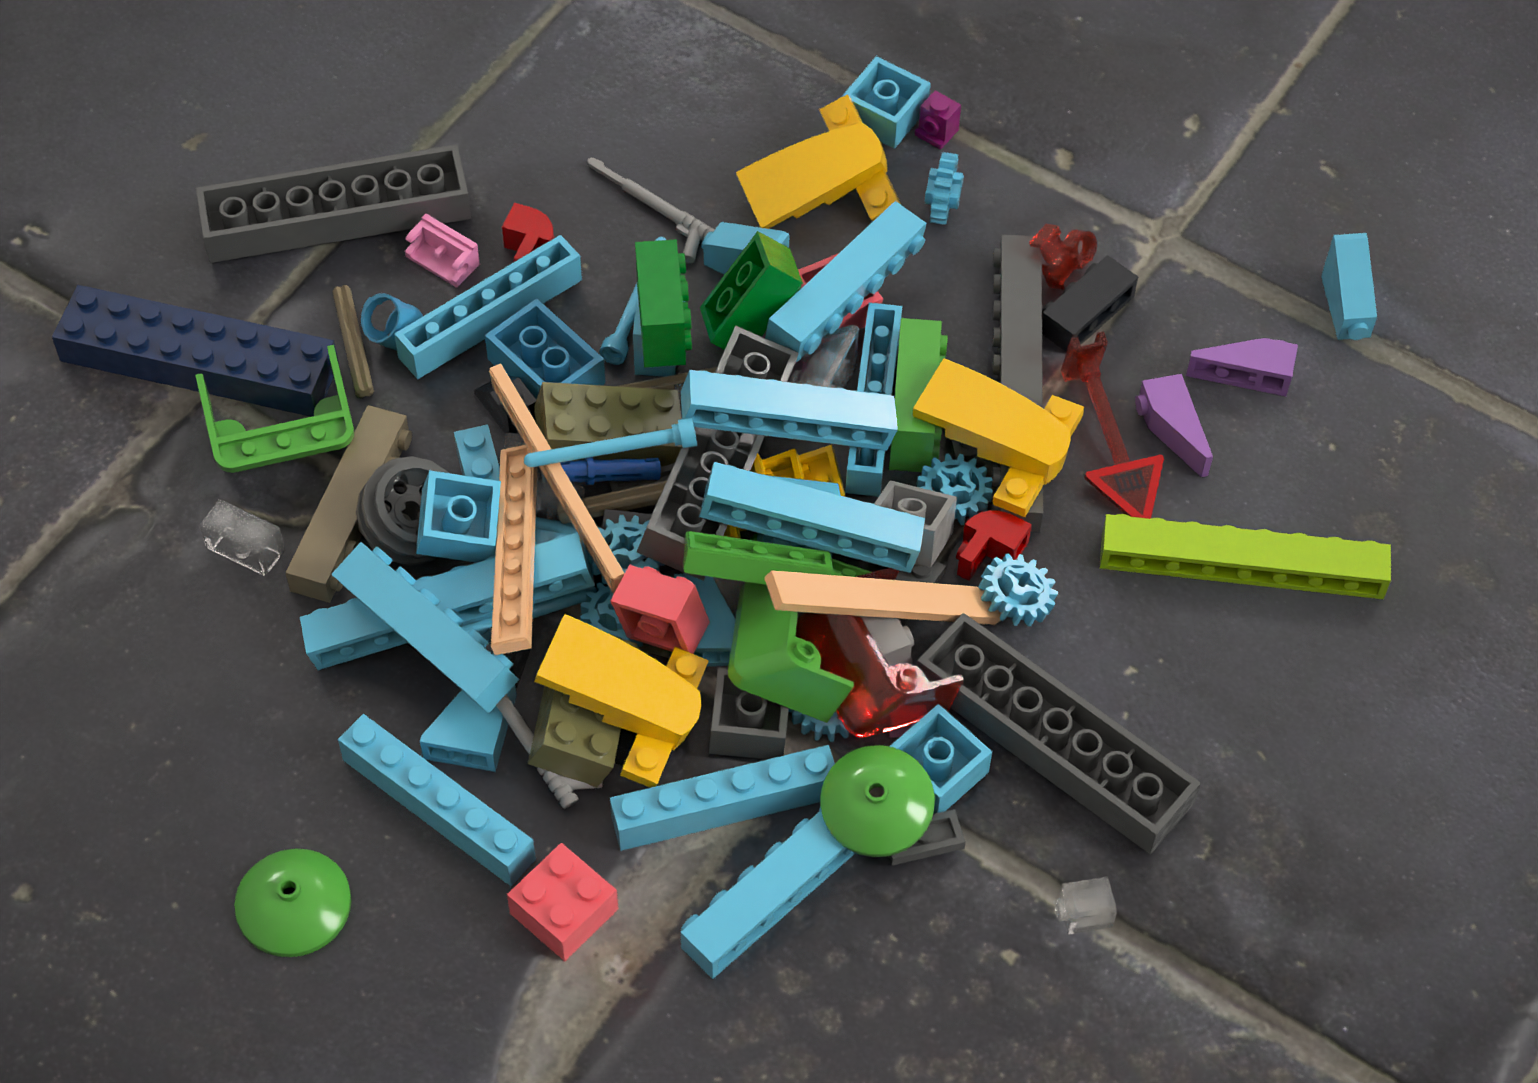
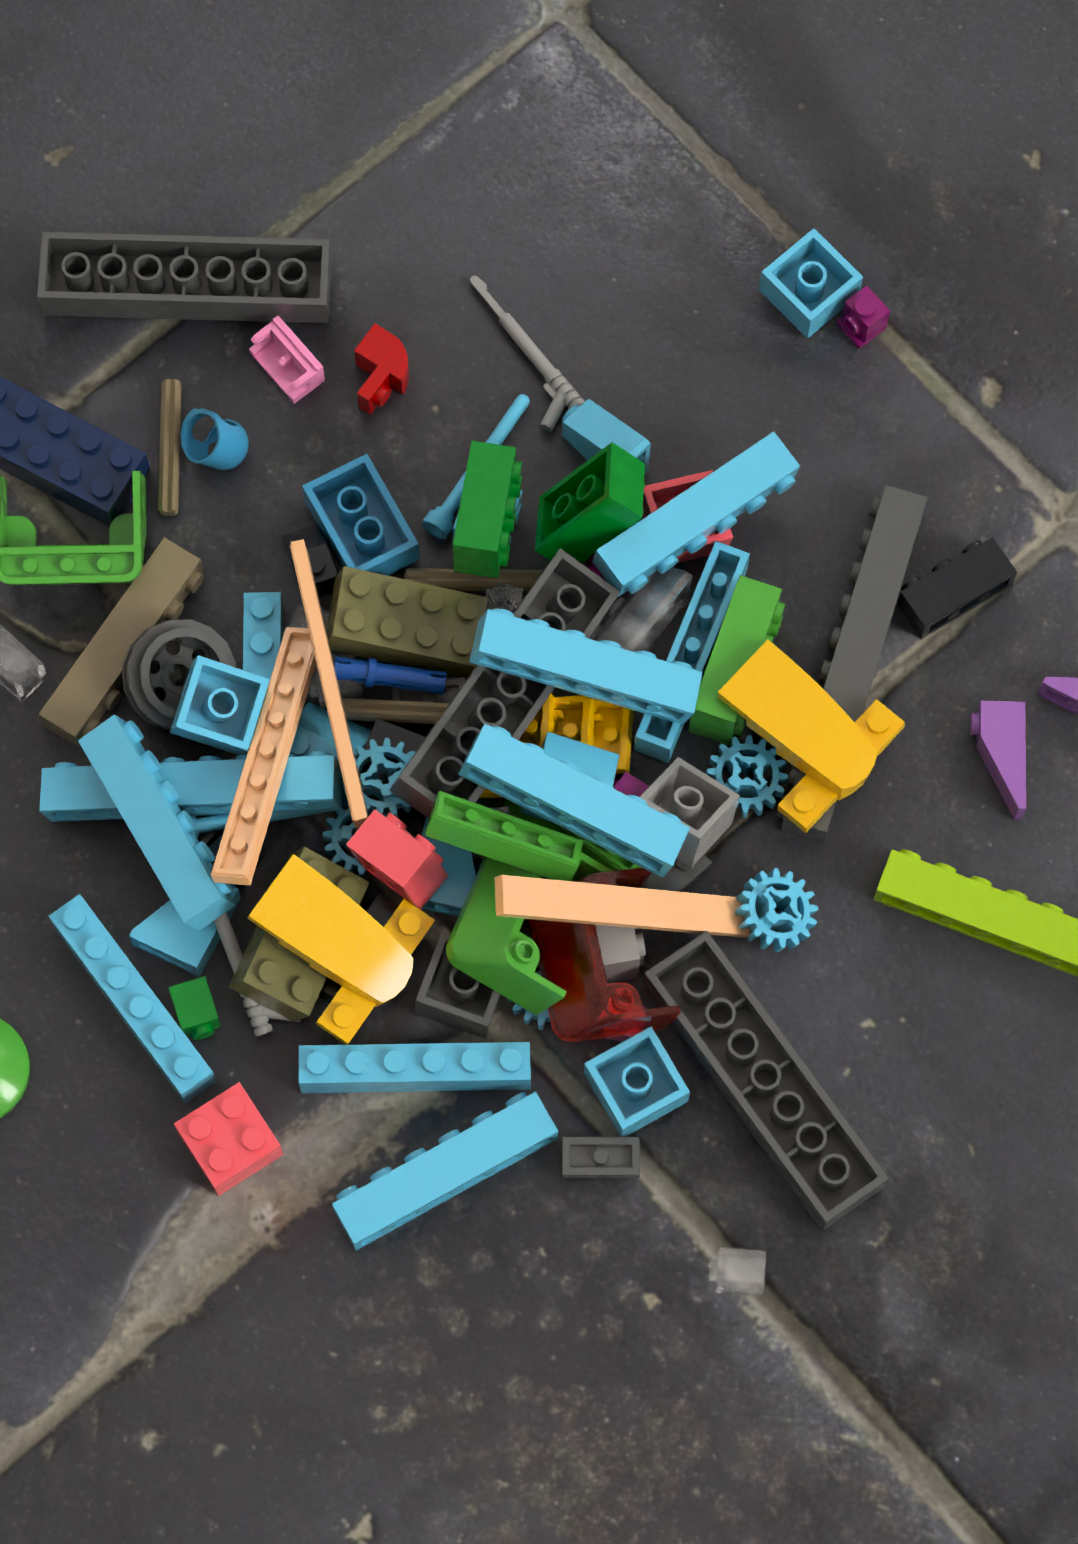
camera: 15 degrees right, 15 degrees up
(483, 307) = (318, 444): medium azure brick -> none
(500, 791) = (195, 1008): none -> green brick
(680, 434) = (463, 676): medium azure piece -> none
(821, 170) = (717, 358): yellow slope -> none
(883, 823) = (587, 1123): bright green dish -> none
(944, 188) = (840, 412): medium azure gear -> none
(991, 535) = (771, 839): red brick -> none
(1063, 255) = (947, 524): clear red piece -> none
(1128, 483) = (931, 812): clear red piece -> none

